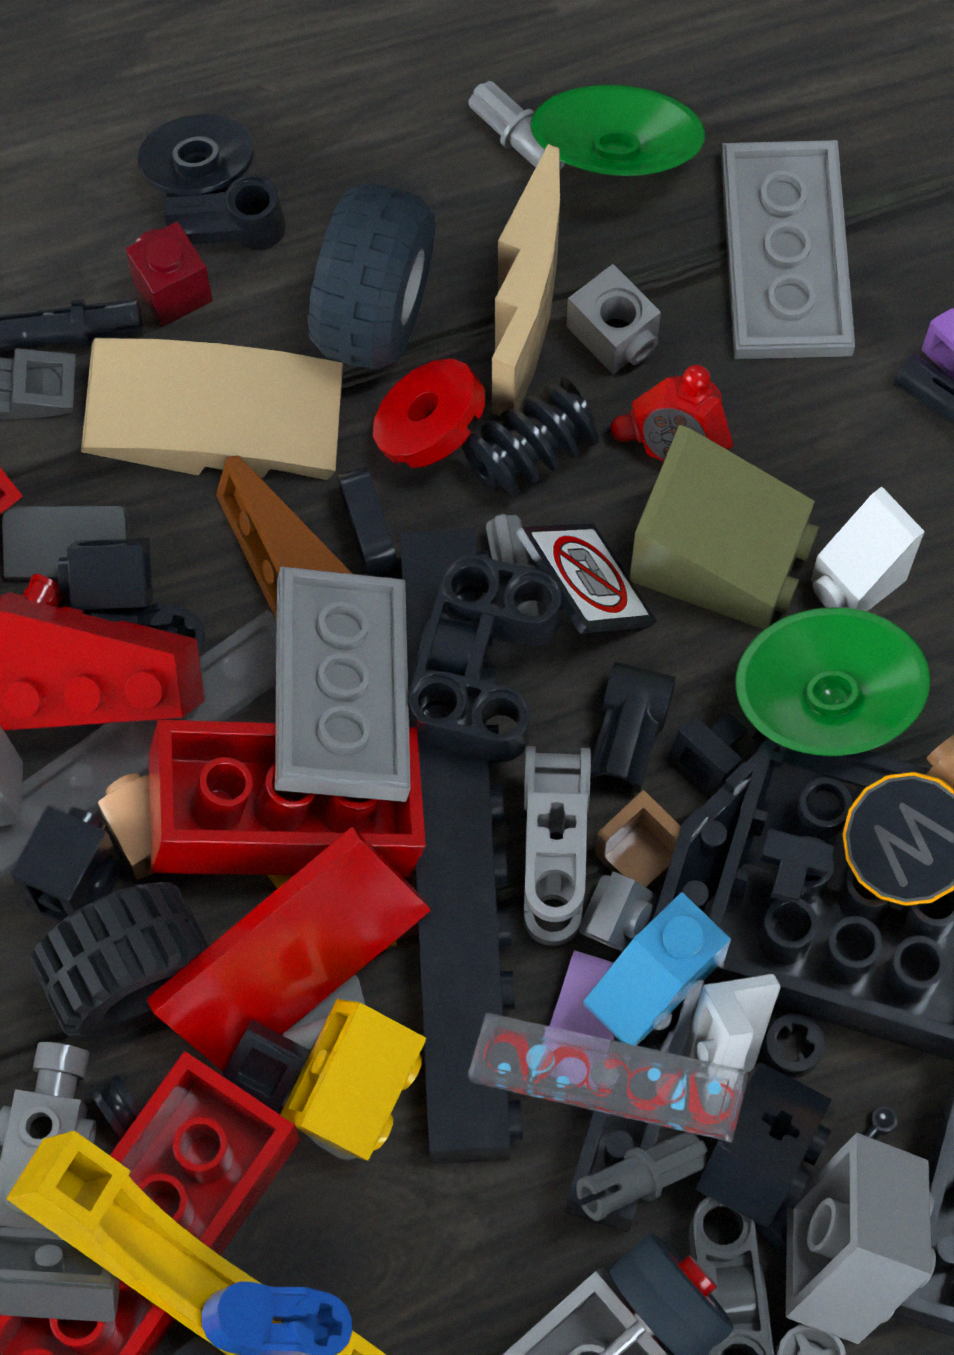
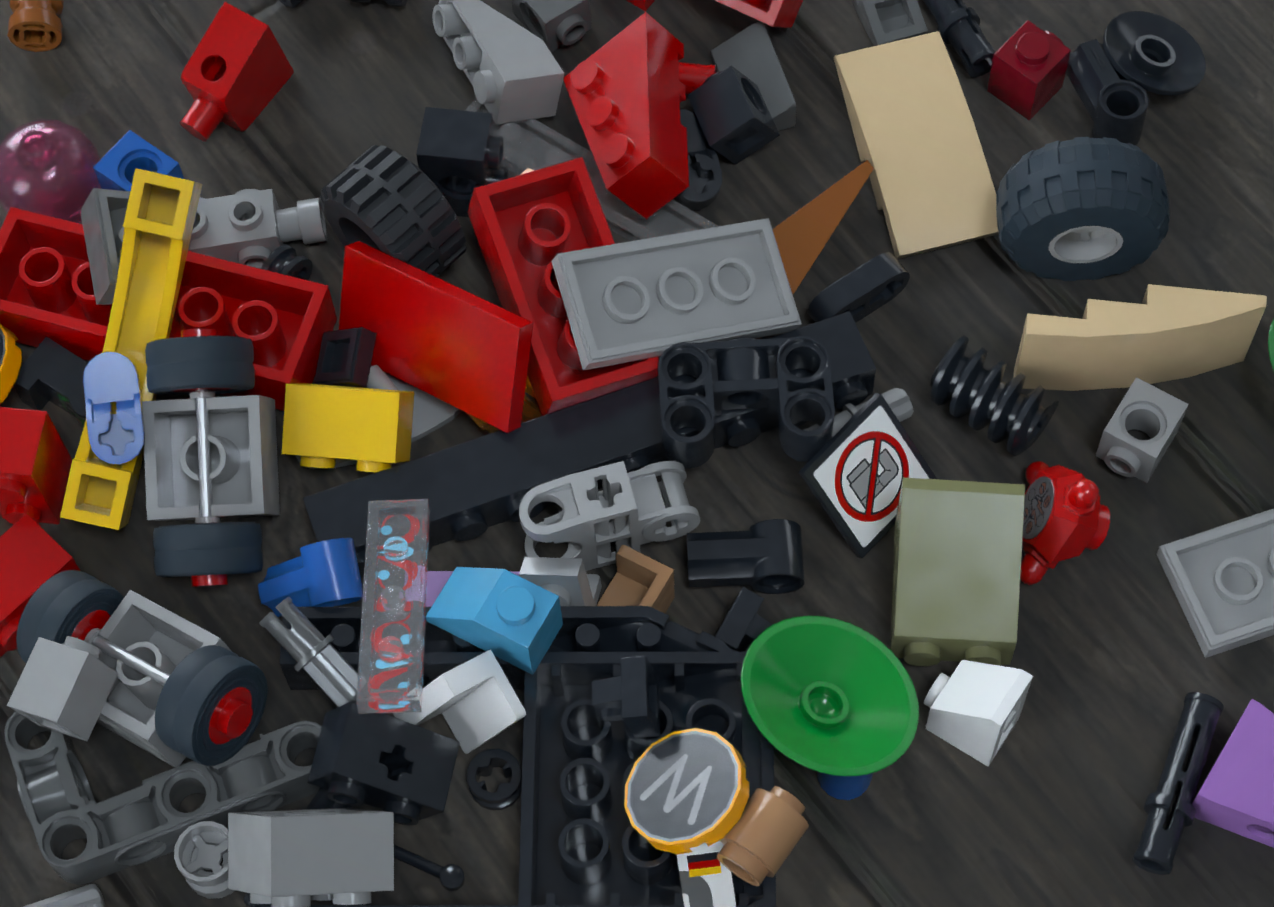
camera: 75 degrees right, 5 degrees down
(360, 1238) = (207, 456): none -> brick
(437, 385) = (977, 303): red tile -> none
(535, 1151) = (320, 577): none -> blue piece

